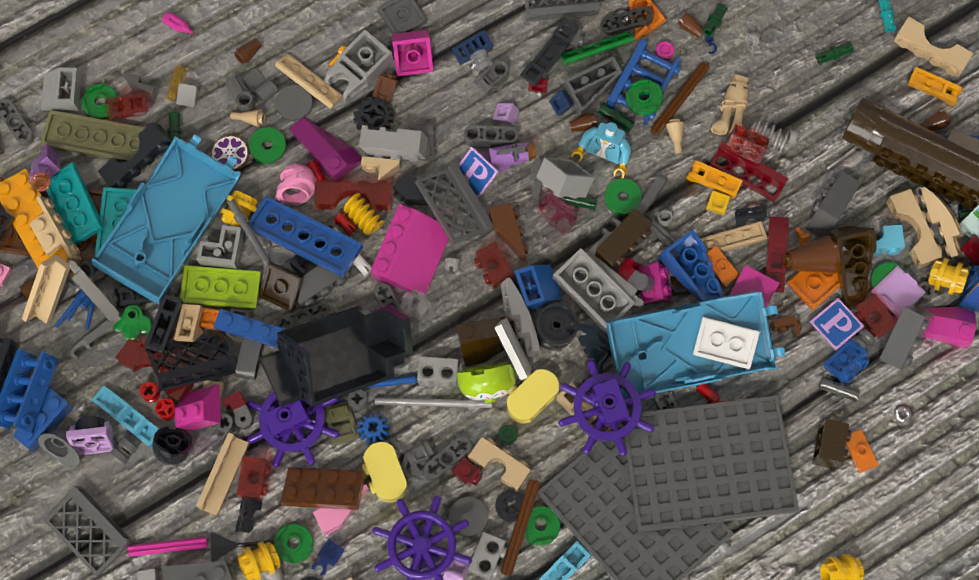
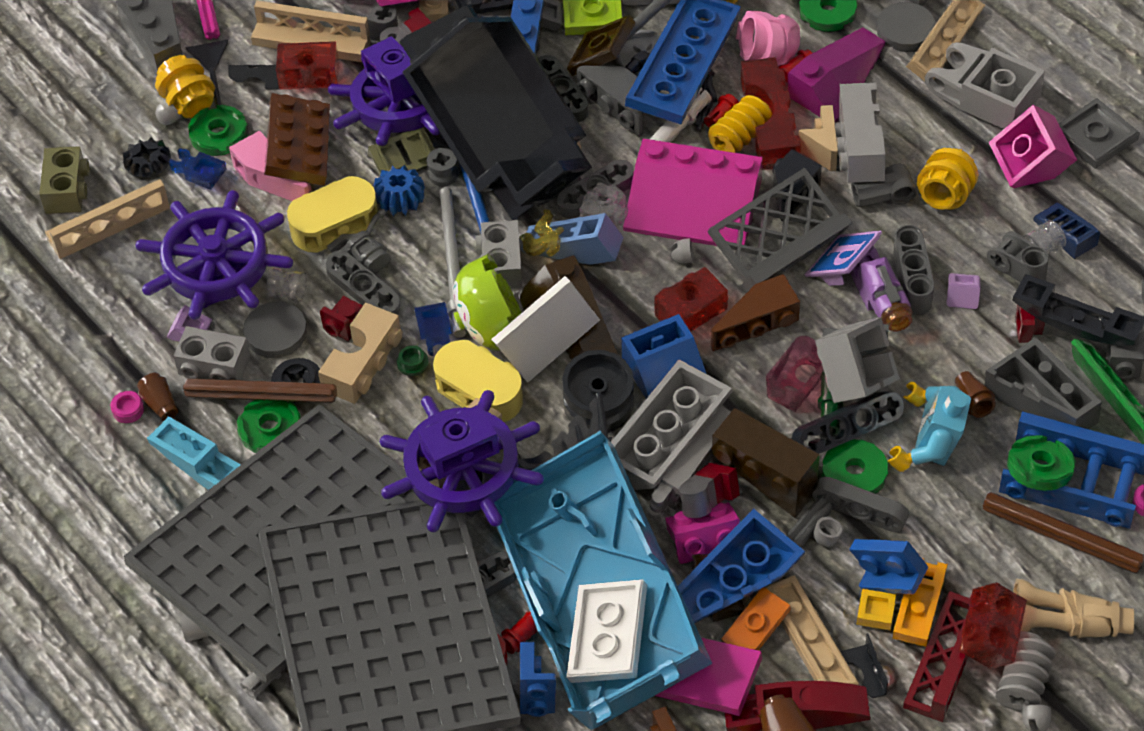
camera: 85 degrees right, 20 degrees down
(370, 109) = (908, 117): black gear -> none
(385, 86) = (964, 124): reddish brown bracket -> none
(429, 103) = (947, 178): none -> yellow piece
(433, 327) = (588, 238): none -> medium blue slope
(437, 346) = (548, 237): none -> clear yellow piece
(482, 418) = (433, 325): none -> clear blue plate
(517, 311) = (607, 337): light grey slope -> none
(561, 102) = (998, 353): dark blue plate -> none
(600, 197) = (847, 419): none -> black beam
(616, 117) = (998, 440): dark green pin -> none
(675, 131) = (996, 530): tan cone -> none
(701, 190) = (889, 565): none -> blue bracket
(748, 388) = (536, 688): none -> blue bracket

